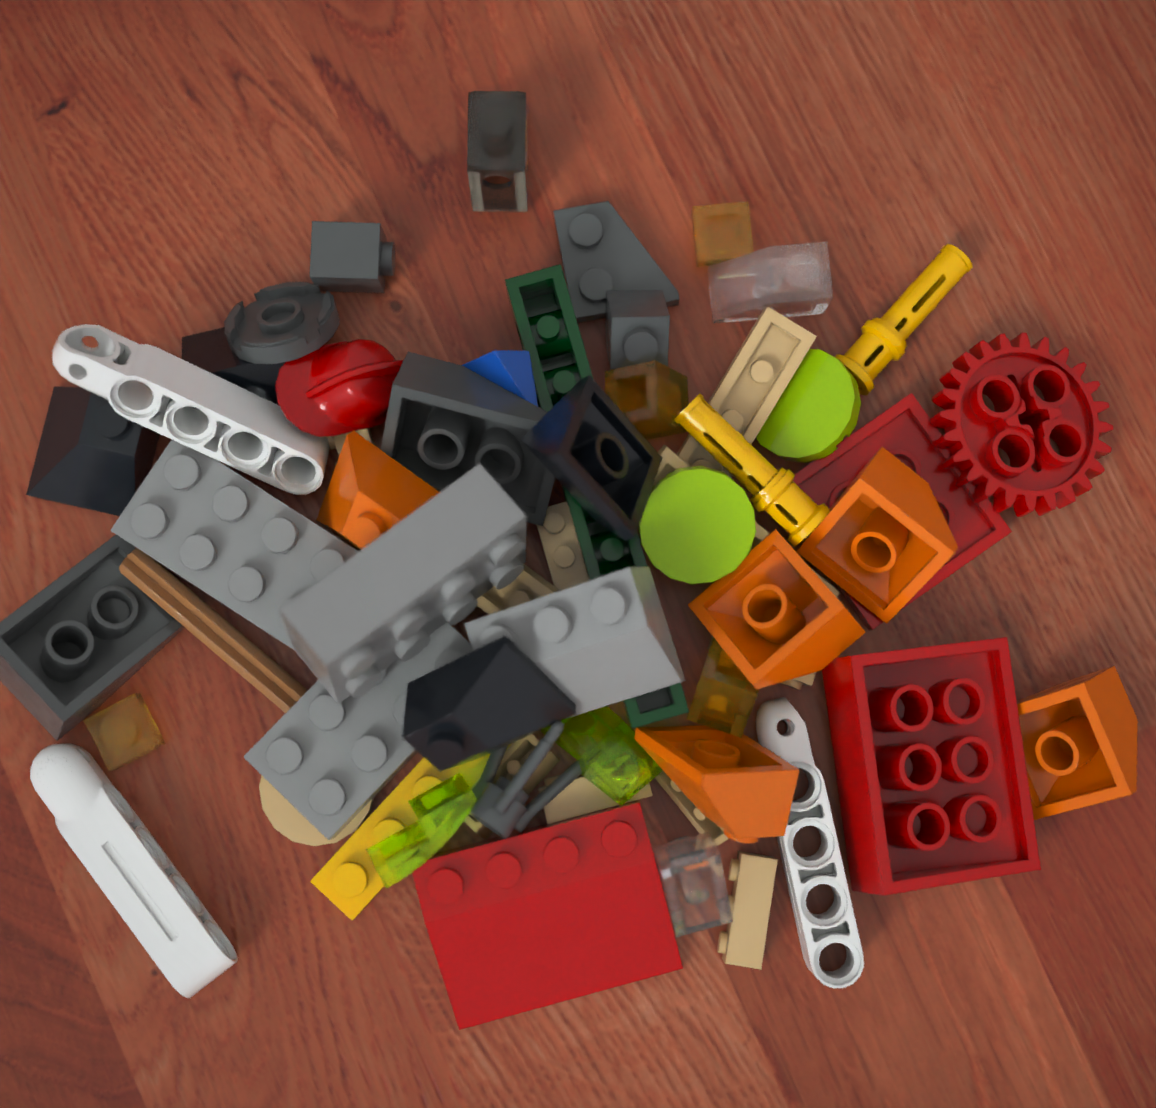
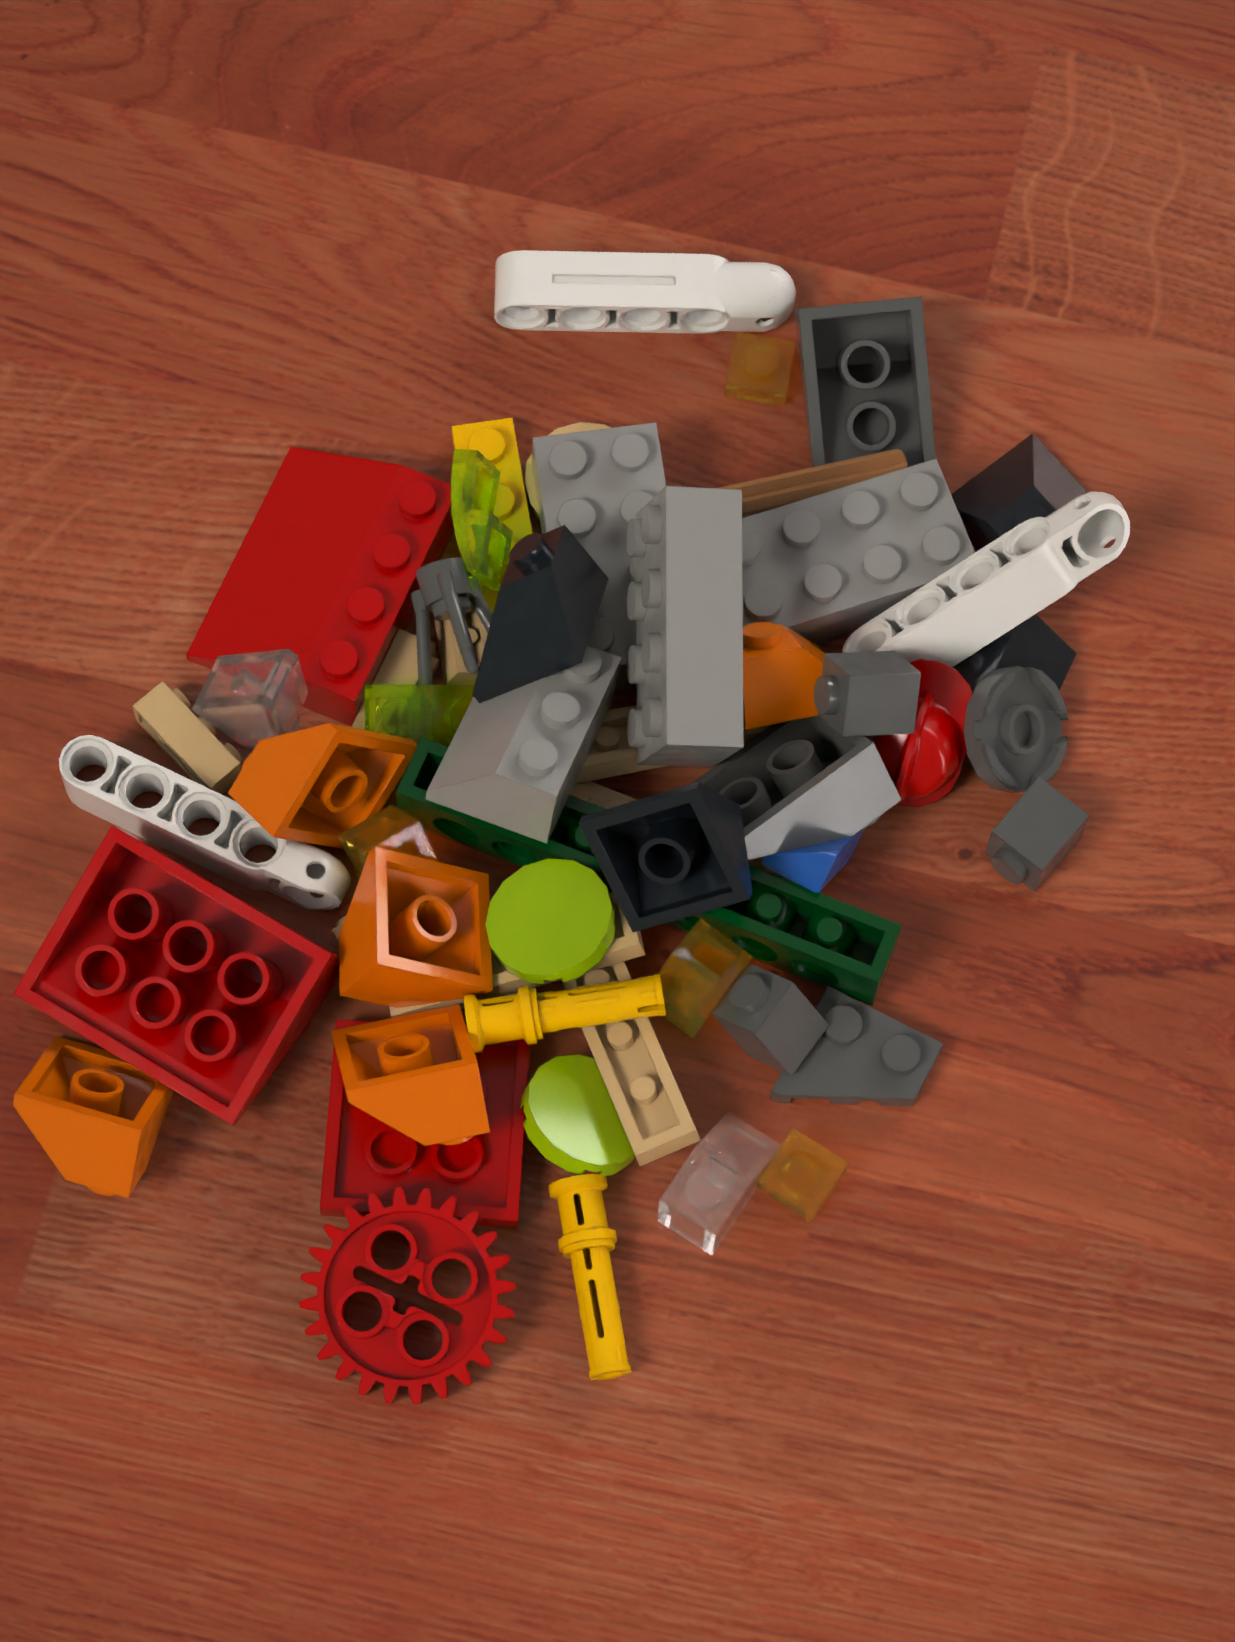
camera: 125 degrees right, 15 degrees down
(352, 421) = (868, 693): none -> dark grey brick
(498, 148) = (1040, 1032): clear smoke torso -> none

